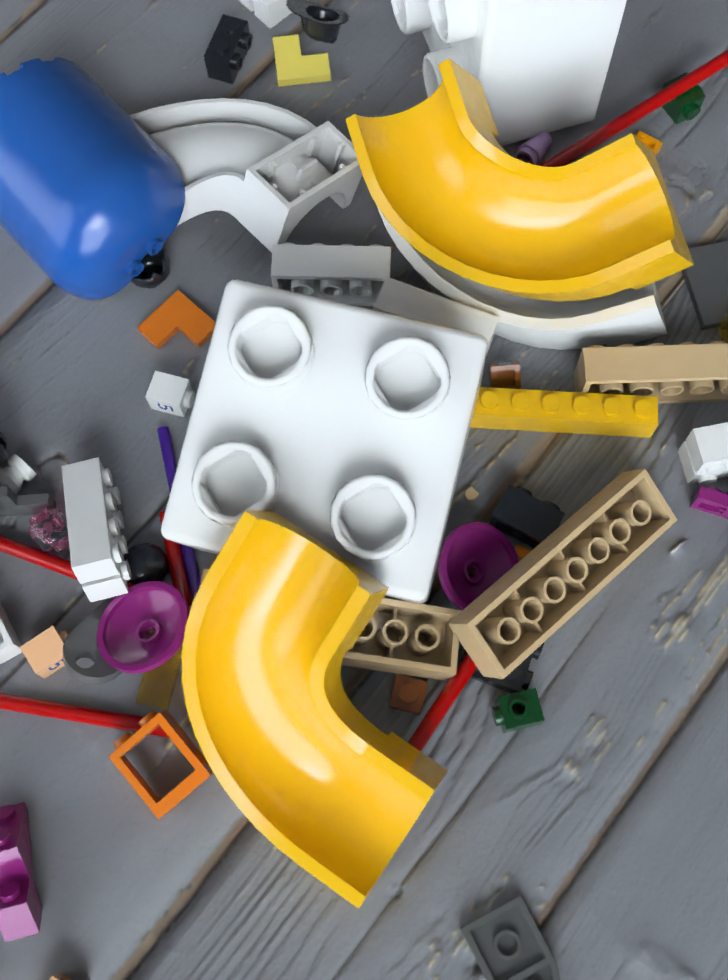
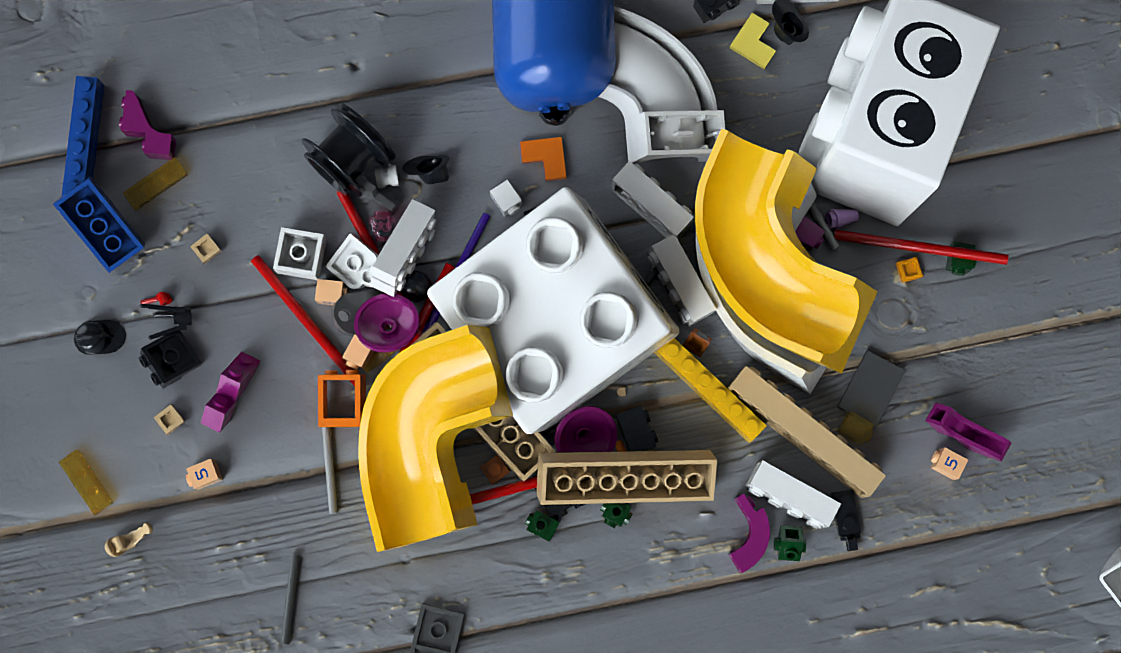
camera: 35 degrees right, 10 degrees up
(50, 596) = (353, 263): none -> white plate
(59, 430) = (429, 168): none -> black piece
(137, 692) = (357, 354): none -> light nougat brick
(215, 862) = (329, 468): none -> light grey bar
(583, 634) = (611, 519): none -> dark green brick

